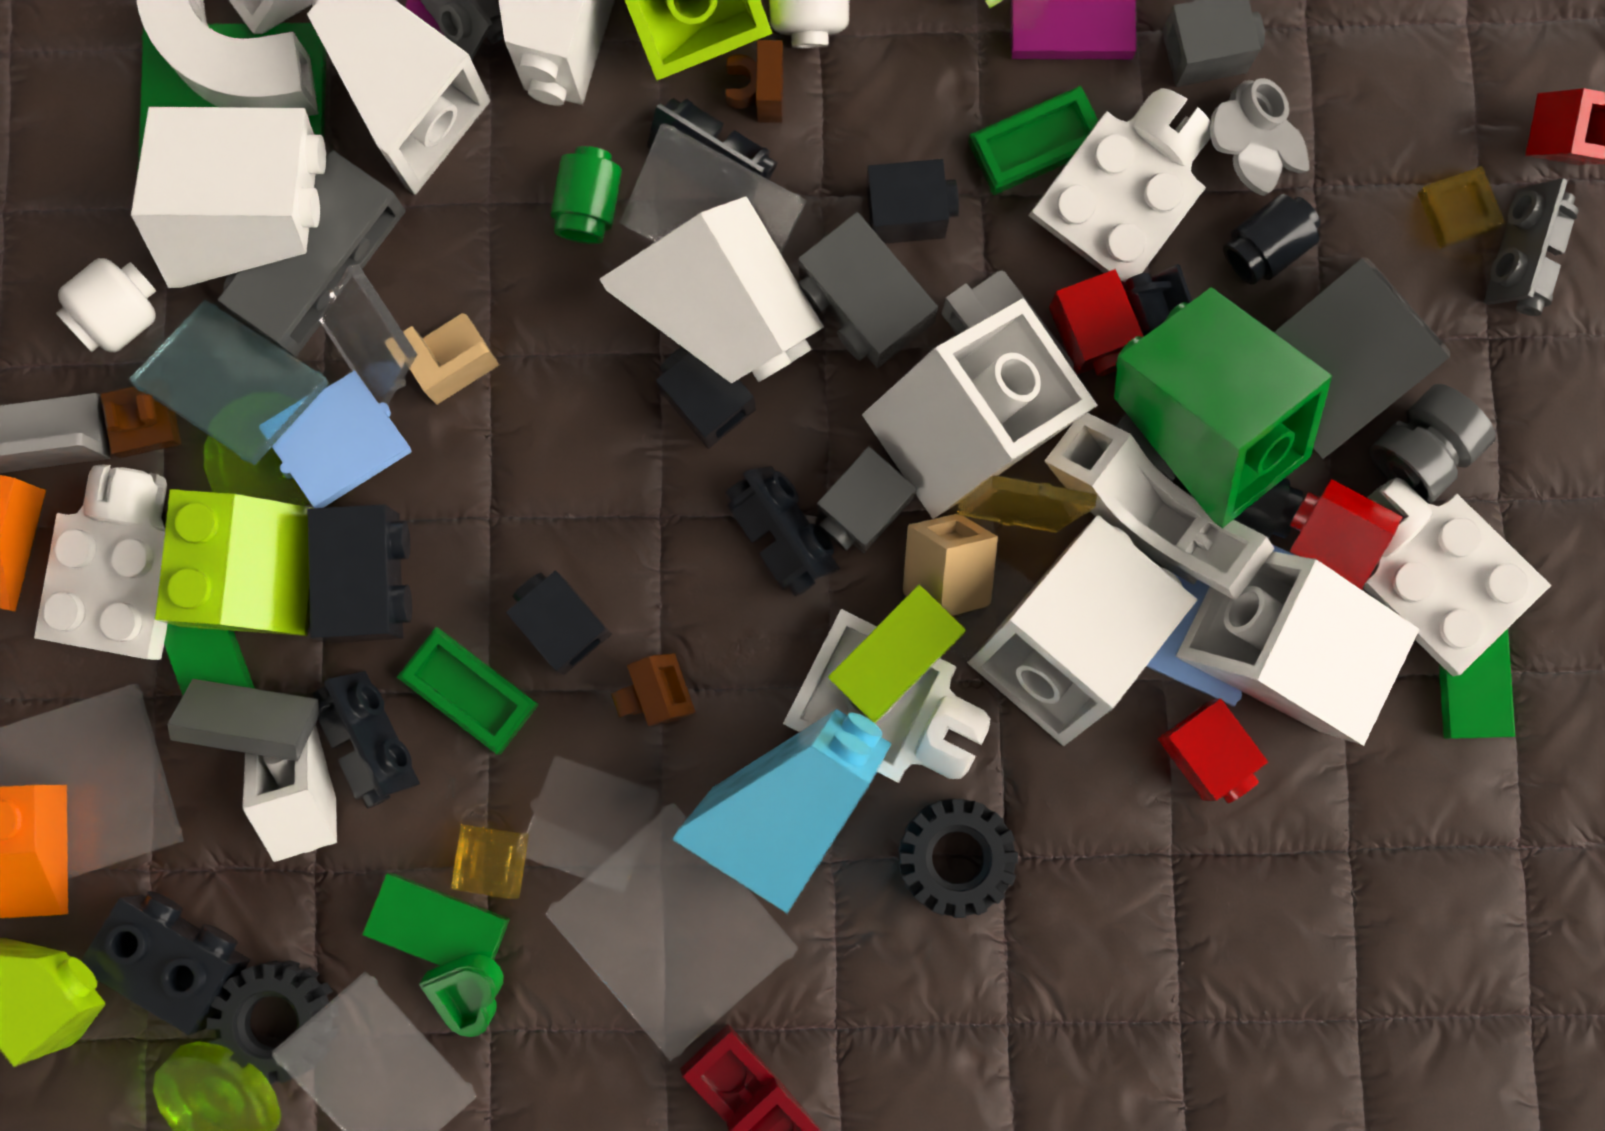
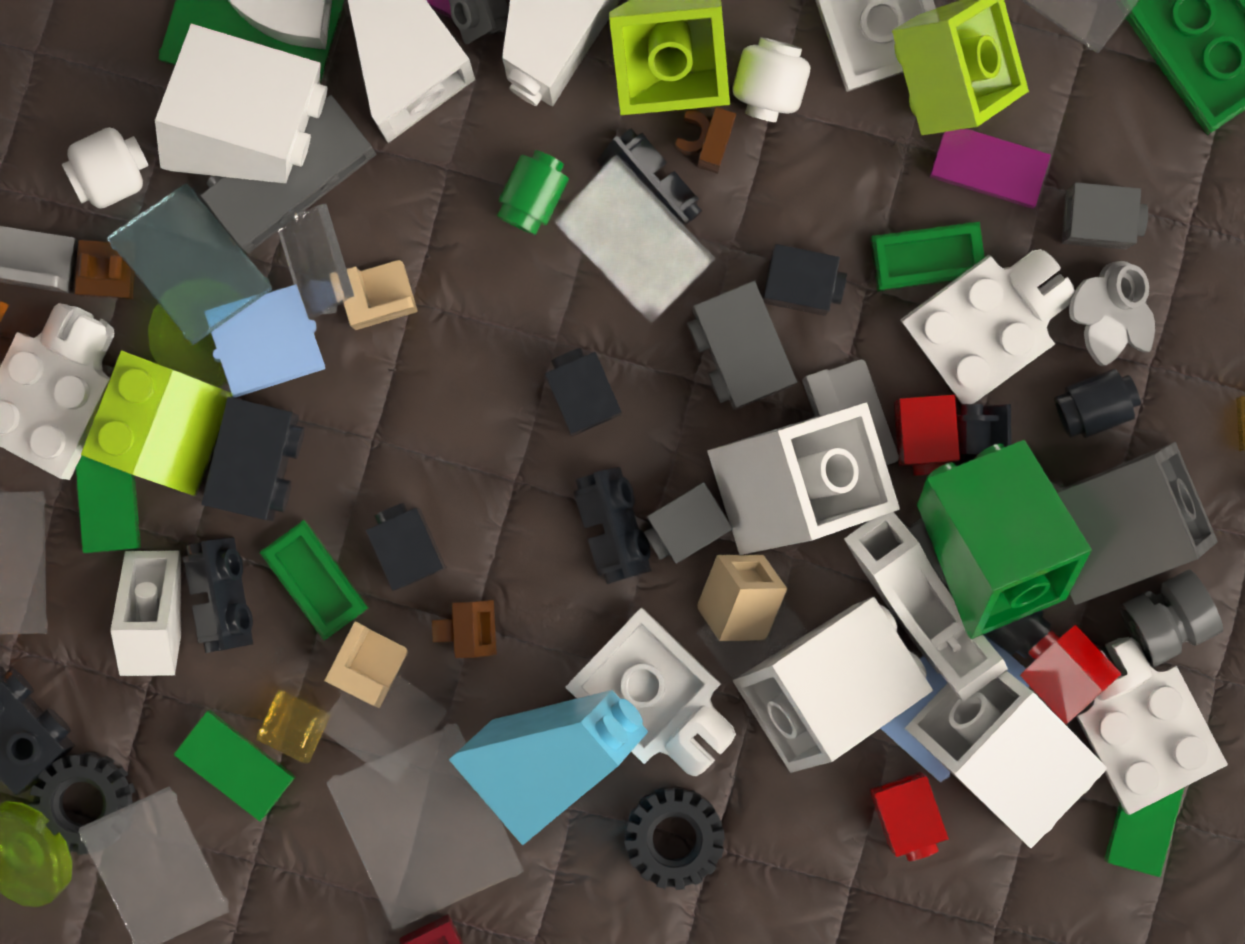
camera: 10 degrees right, 5 degrees up
(244, 719) = (127, 553): dark grey tile -> none
(465, 992) = (243, 826): green tile -> none
(551, 766) = (366, 665): none -> tan panel
(721, 293) = (620, 319): white slope -> none
(897, 654) = (674, 660): lime tile -> none
(1026, 504) = (819, 570): clear yellow piece -> none

